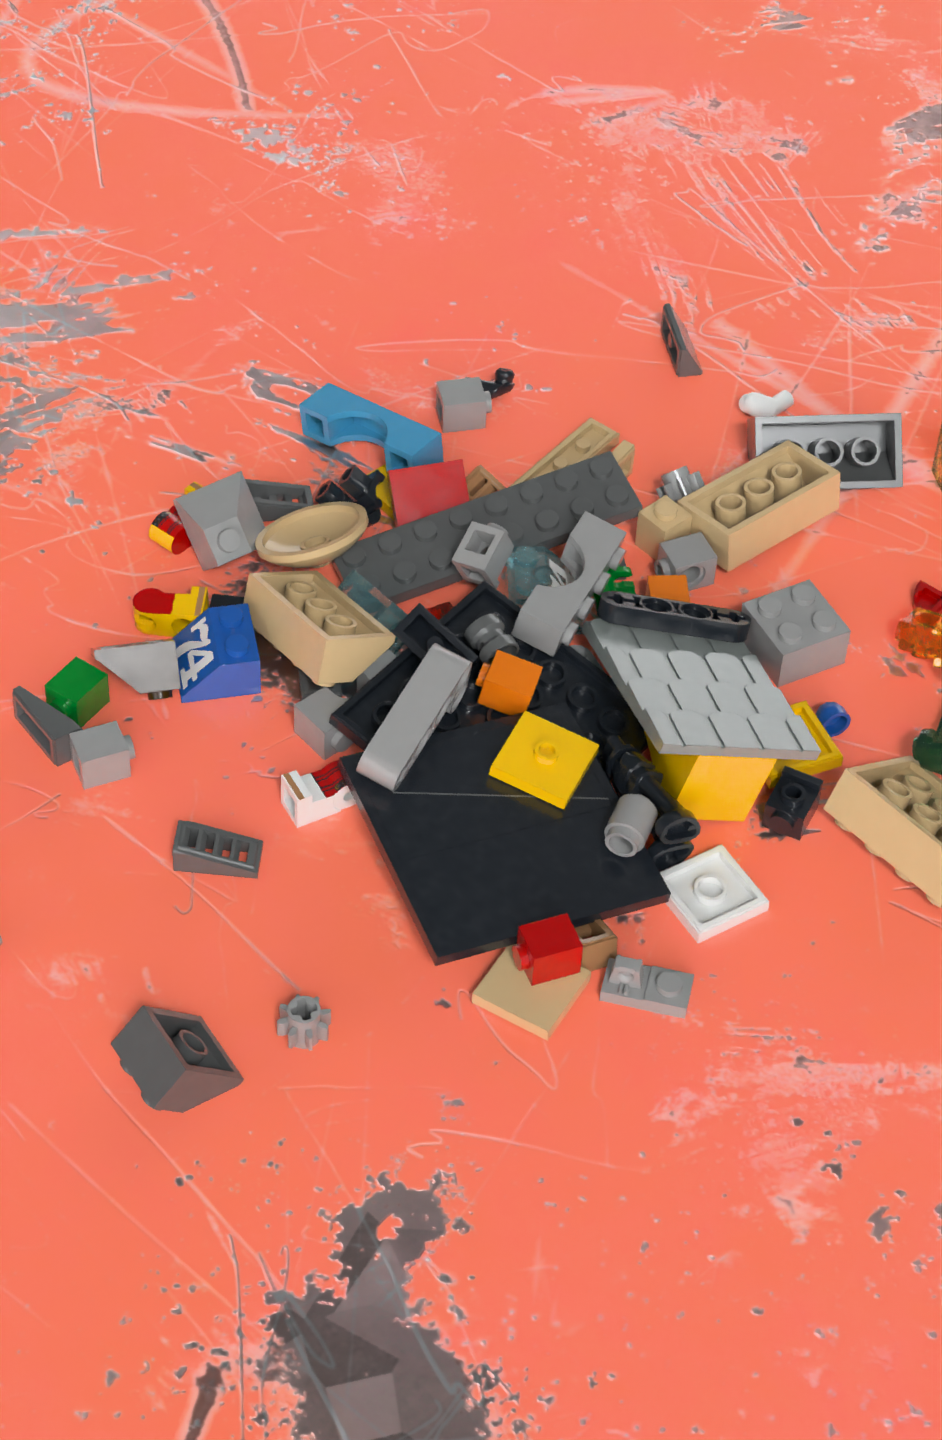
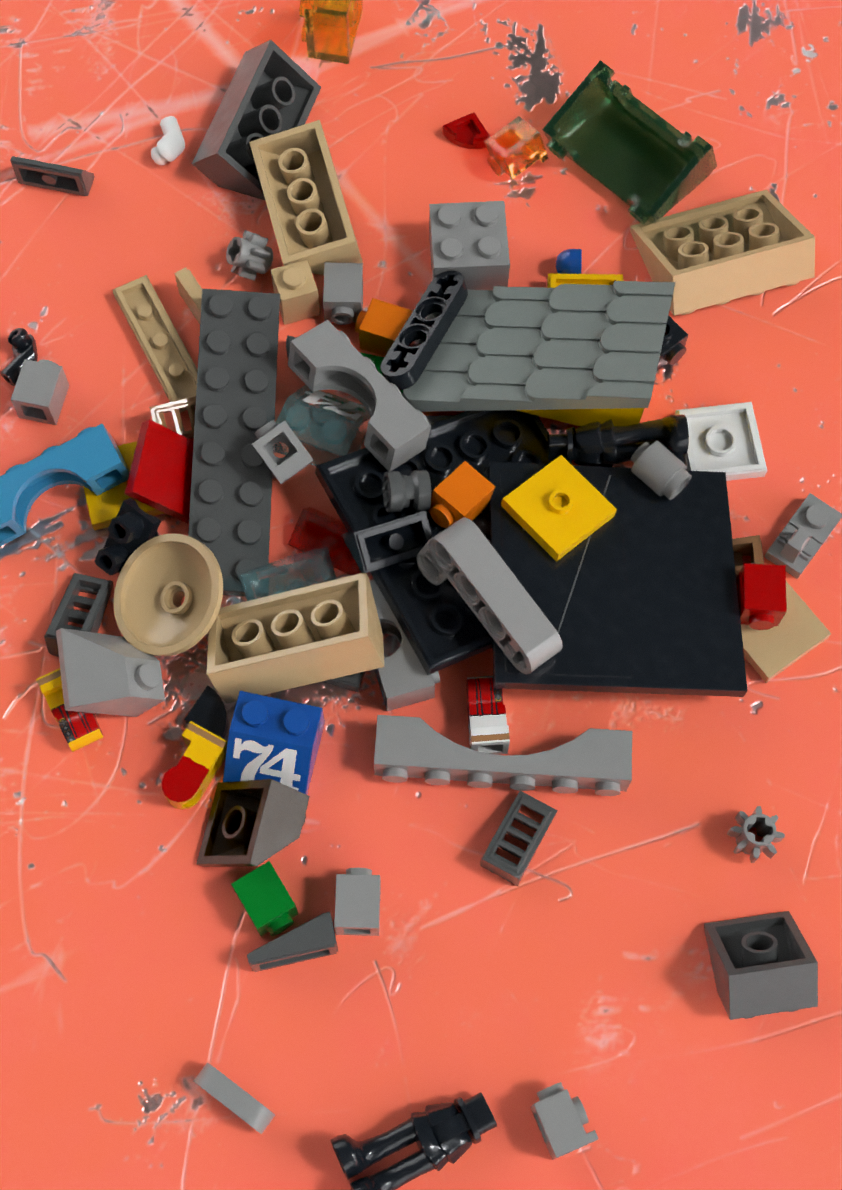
camera: 65 degrees left, 20 degrees up
(314, 874) = (592, 760): none -> light grey arch

